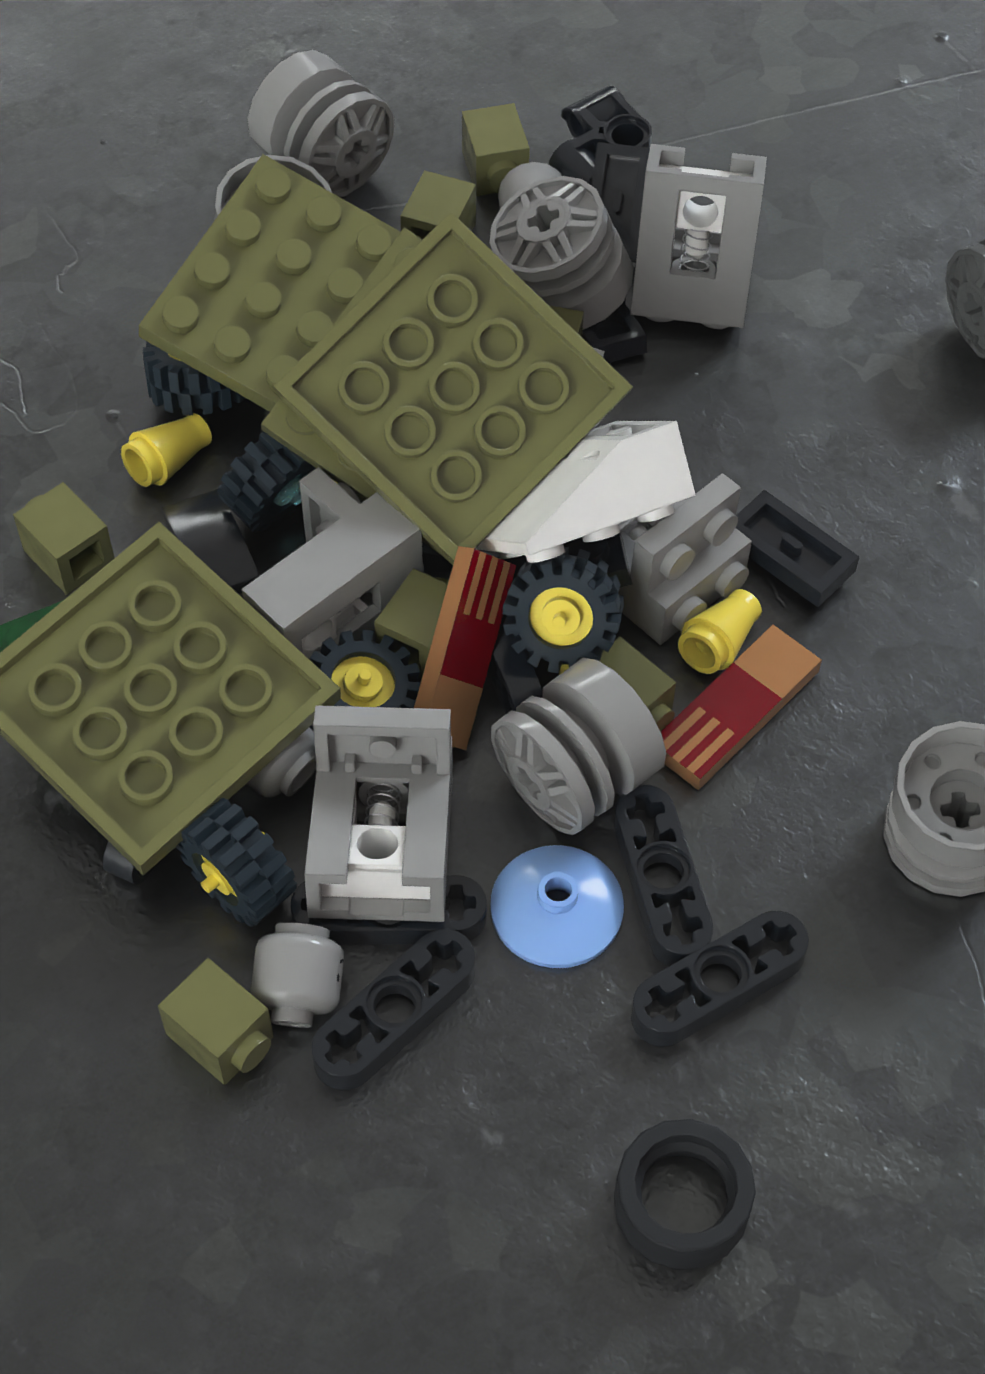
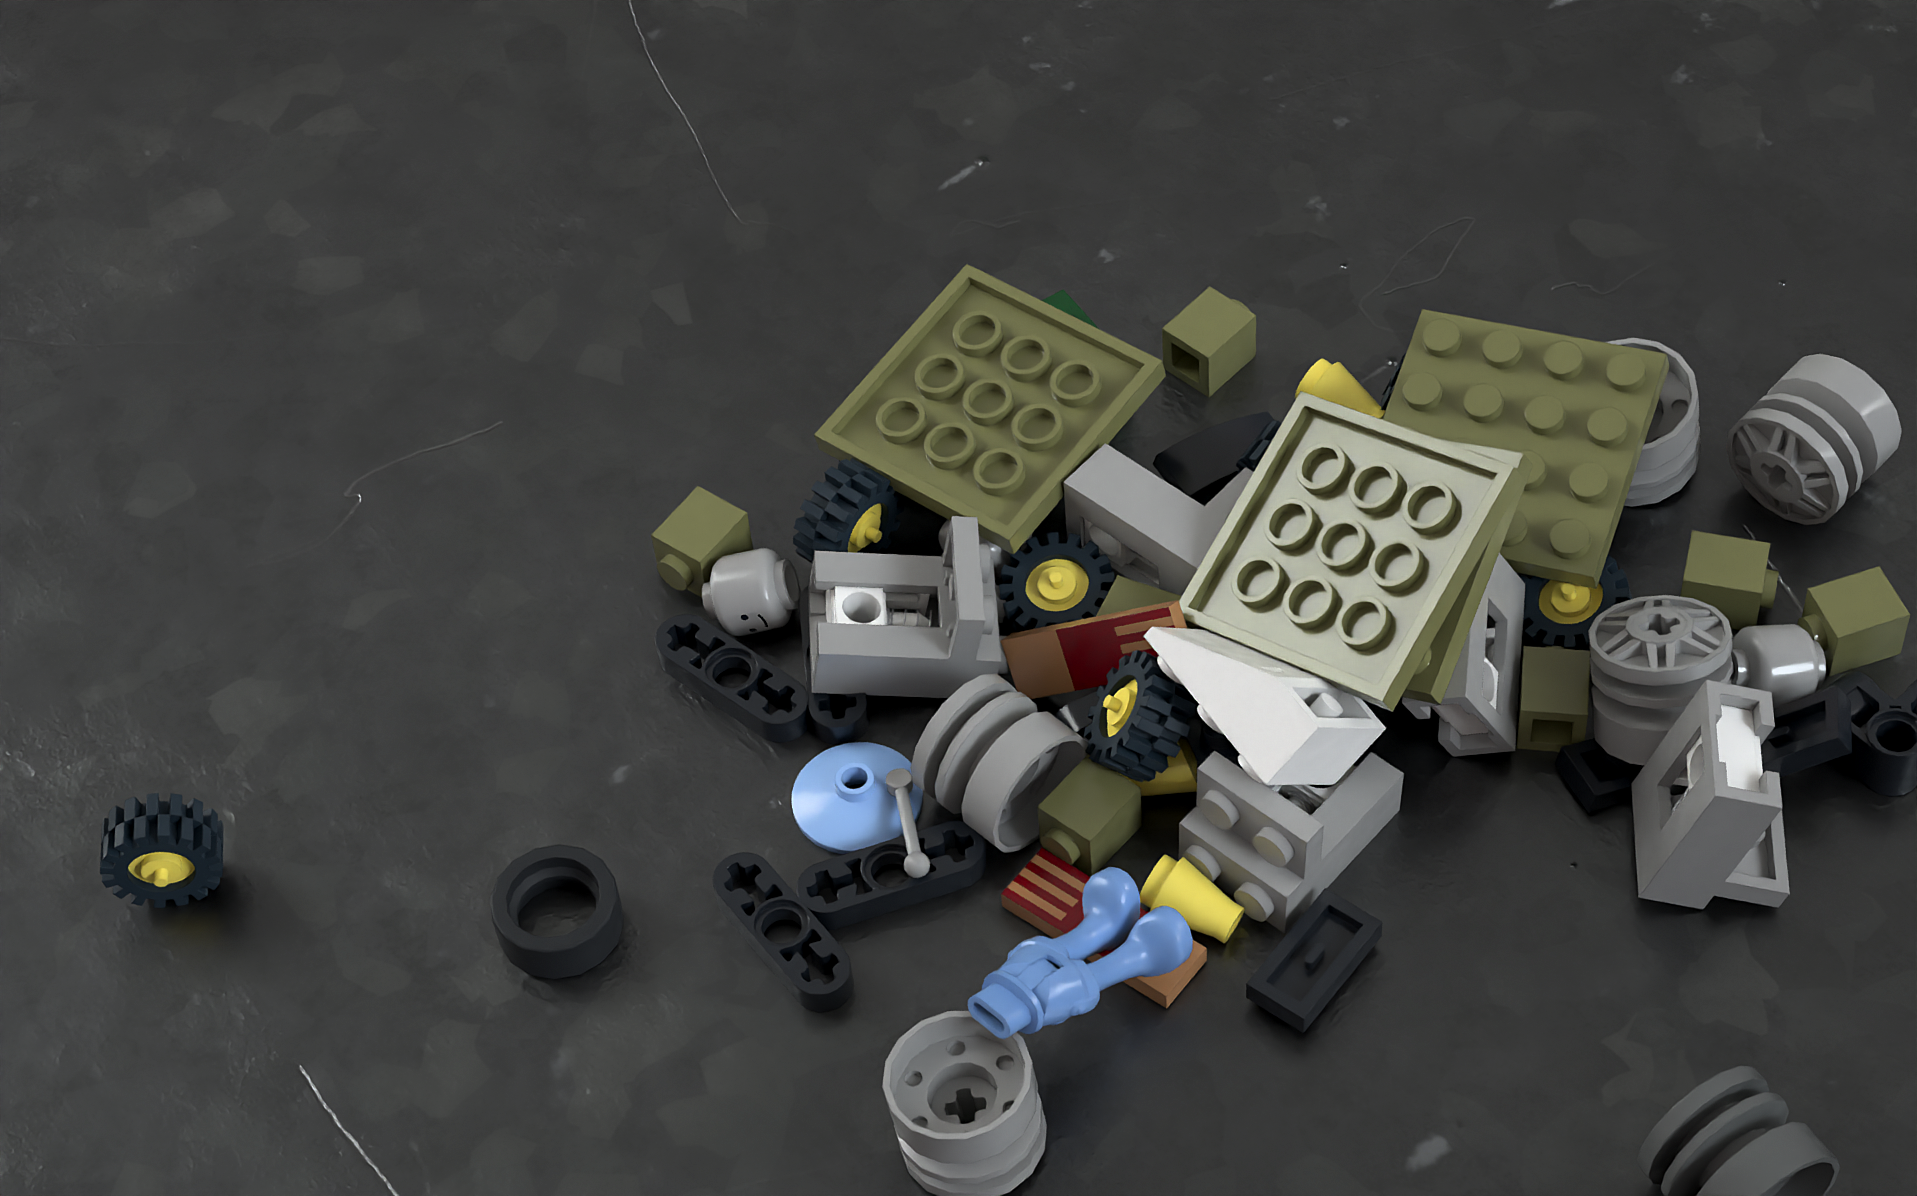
camera: 90 degrees right, 5 degrees down
(564, 853) = (900, 784): none -> light grey hinge
(860, 705) = (1051, 982): none -> medium blue piece

